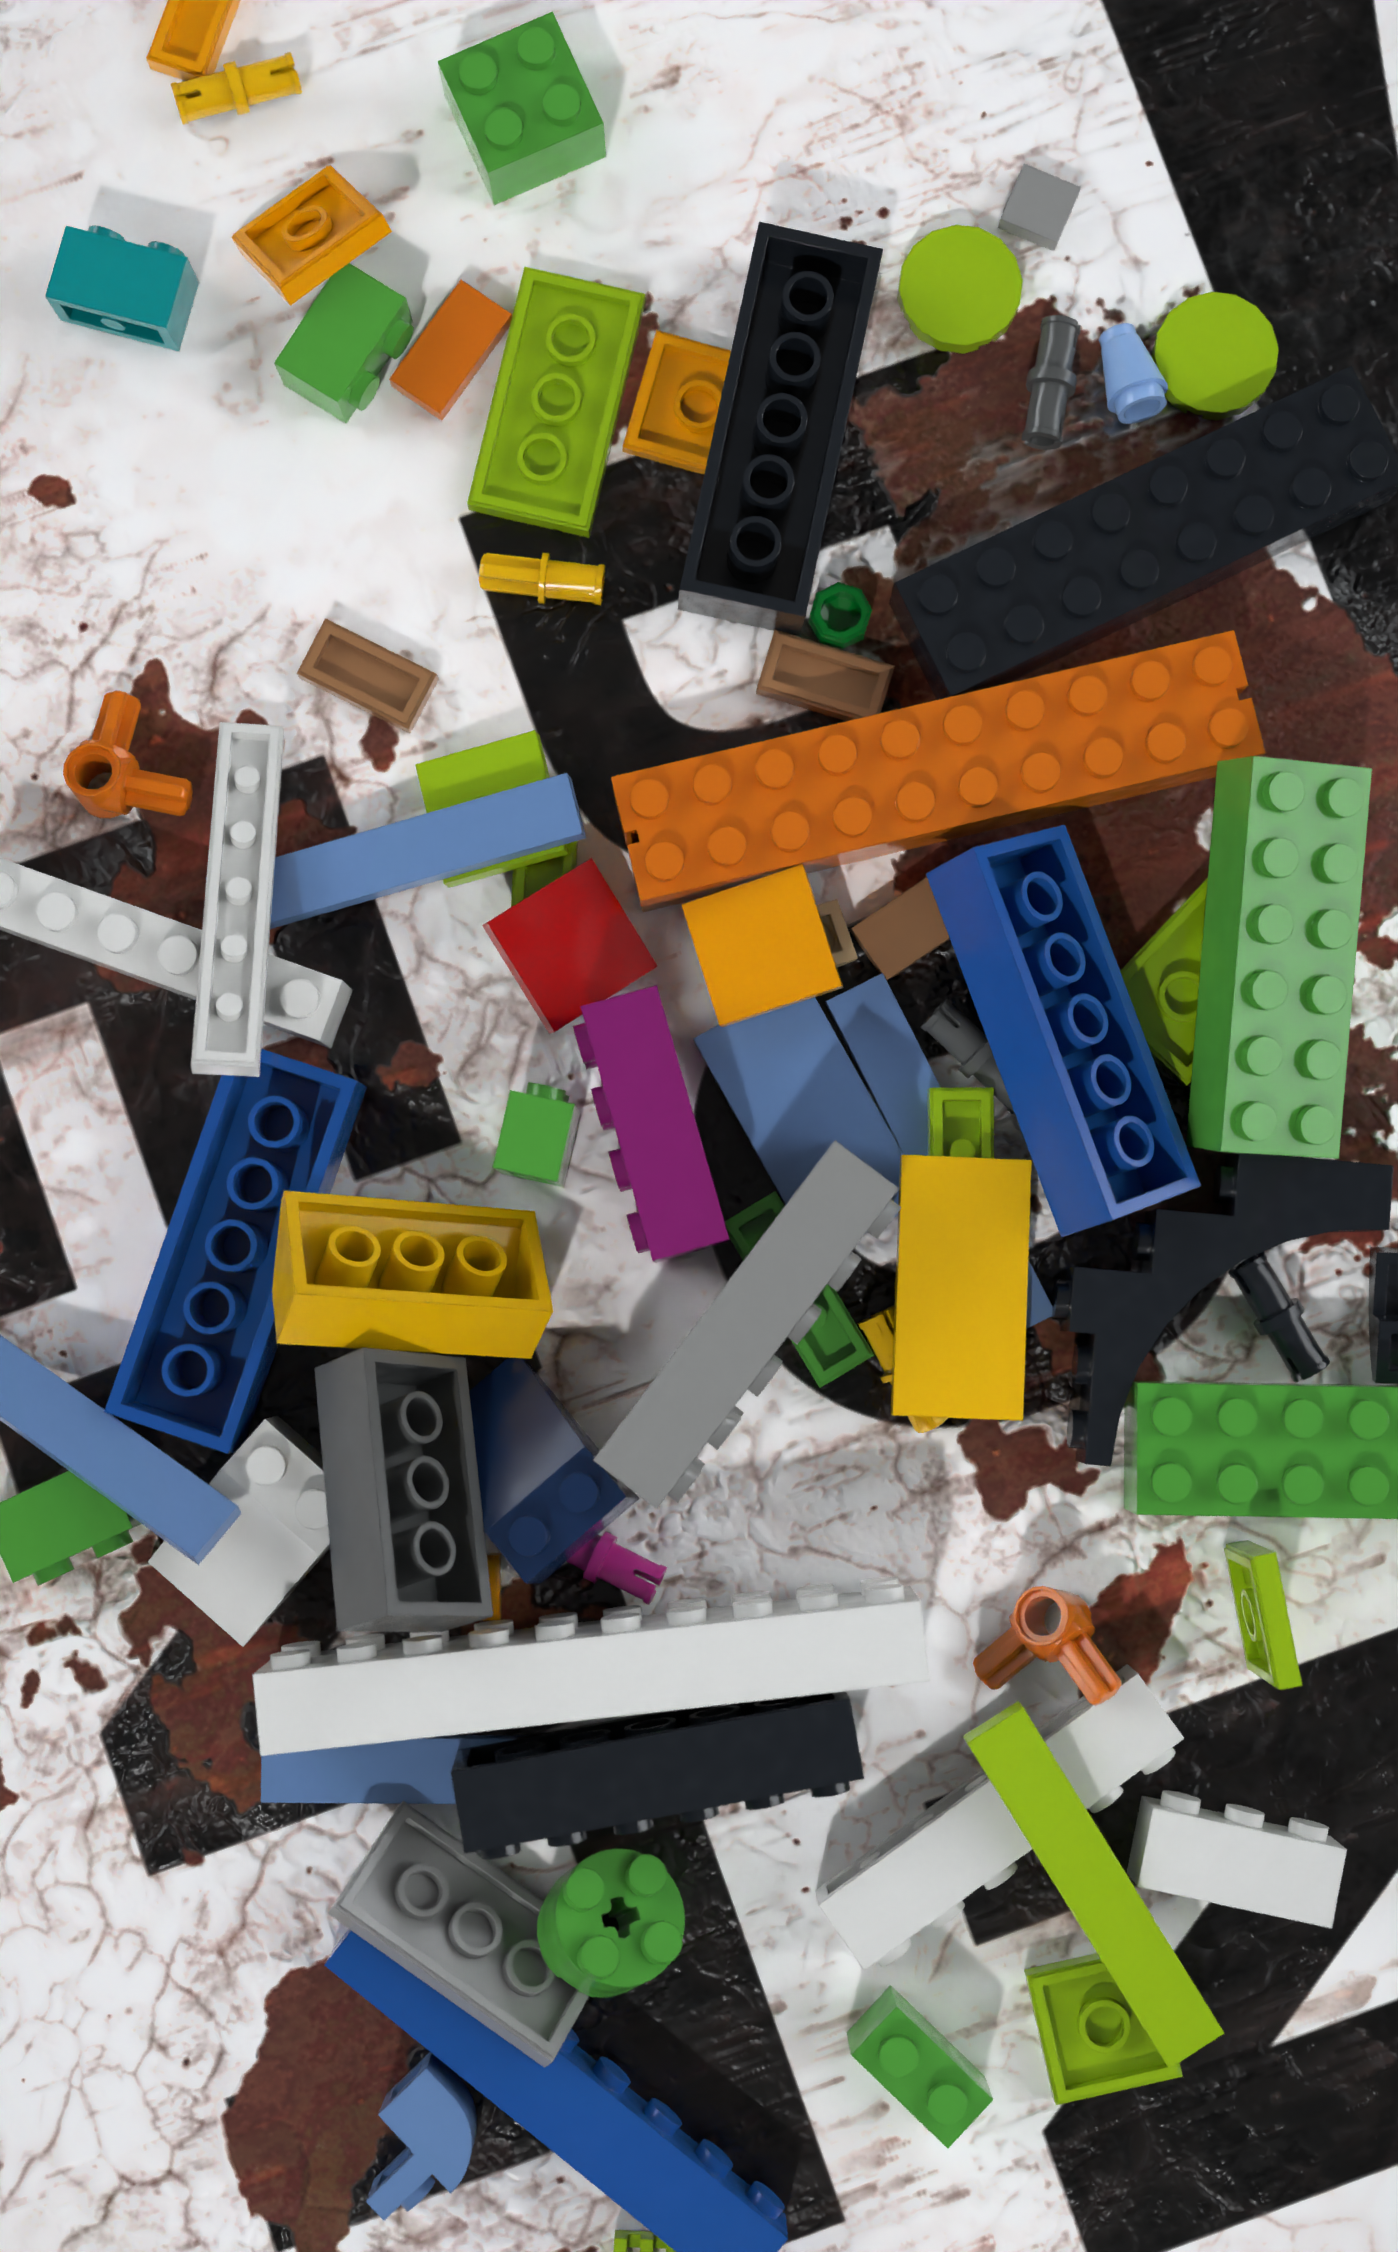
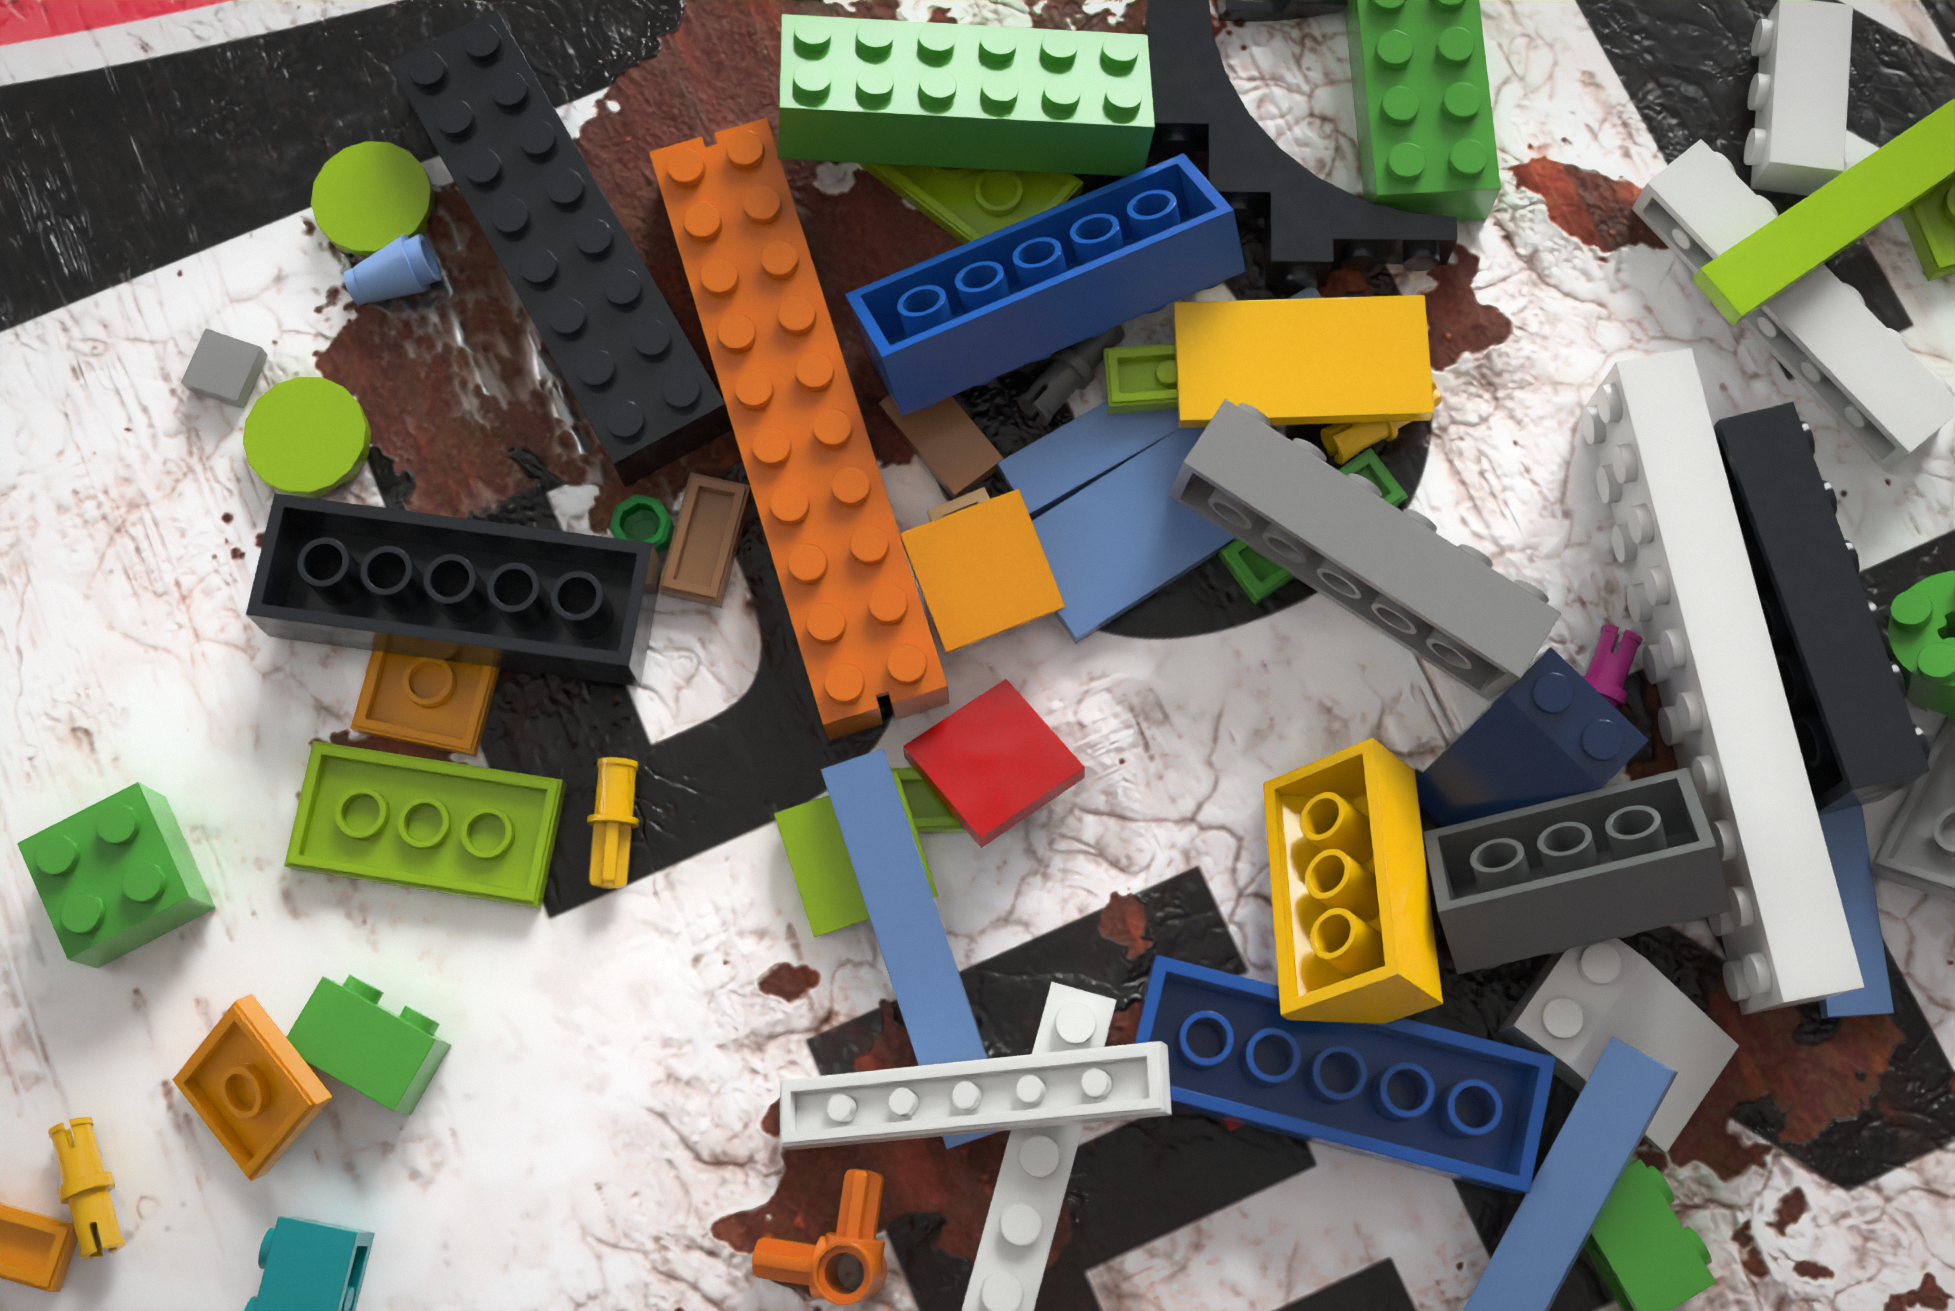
camera: 90 degrees left, 10 degrees down
(367, 676) = (721, 997): medium nougat tile -> none
(451, 350) = (372, 936): orange tile -> none
(537, 1135) = (1194, 771): bright green brick -> none
(654, 1125) = (1176, 658): magenta brick -> none
(1051, 382) = (402, 343): dark grey pin -> none
(1068, 1644) = (1626, 287): orange axle -> none
(1262, 1613) = (1576, 77): lime tile -> none
(1279, 1317) = (1297, 87): black pin -> none

